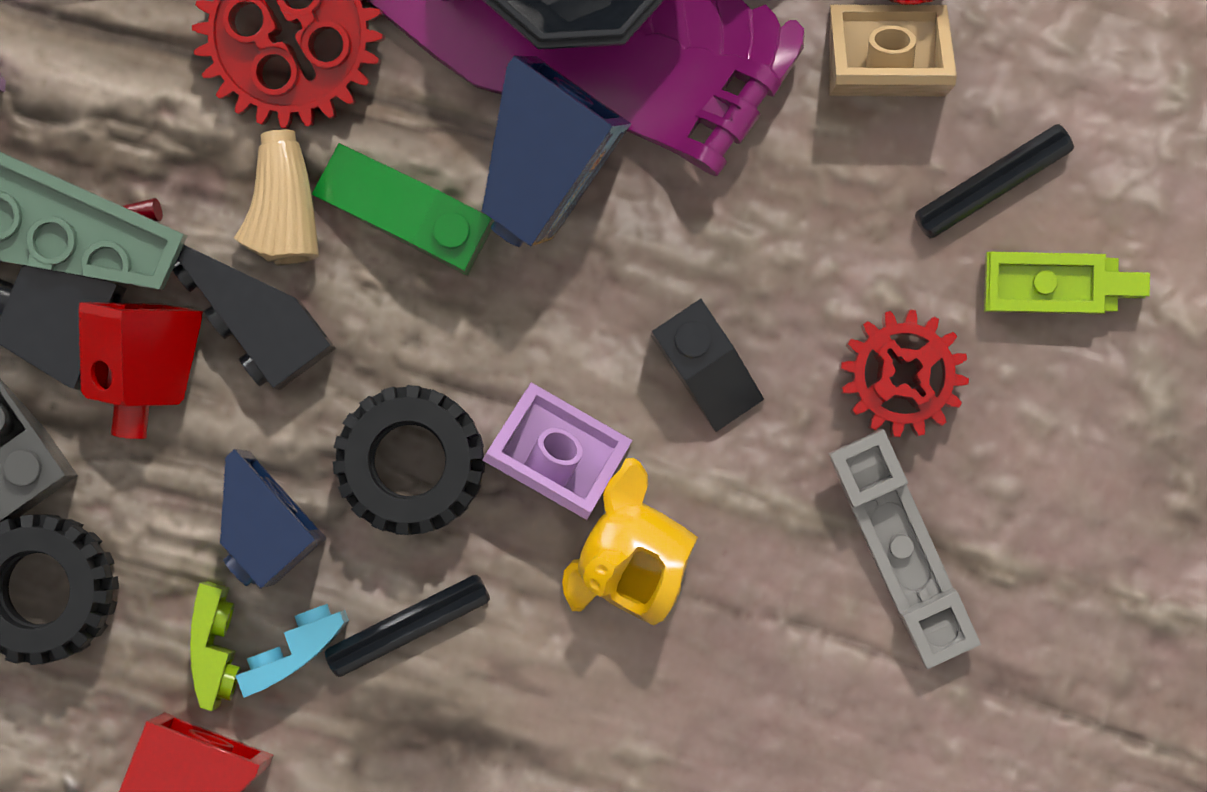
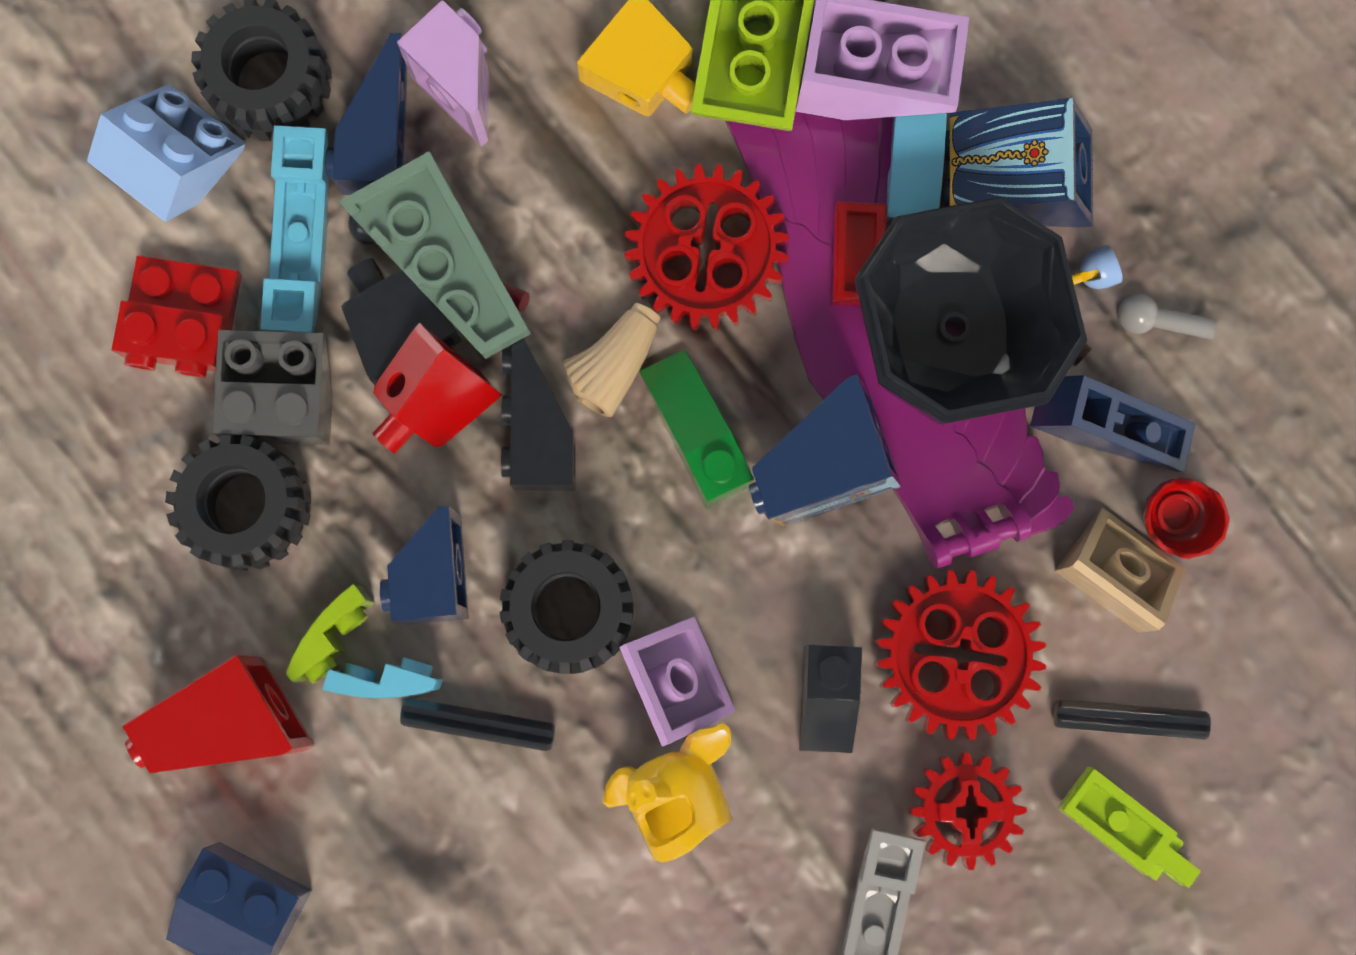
camera: 30 degrees right, 5 degrees down
(770, 192) = (954, 701): none -> red gear

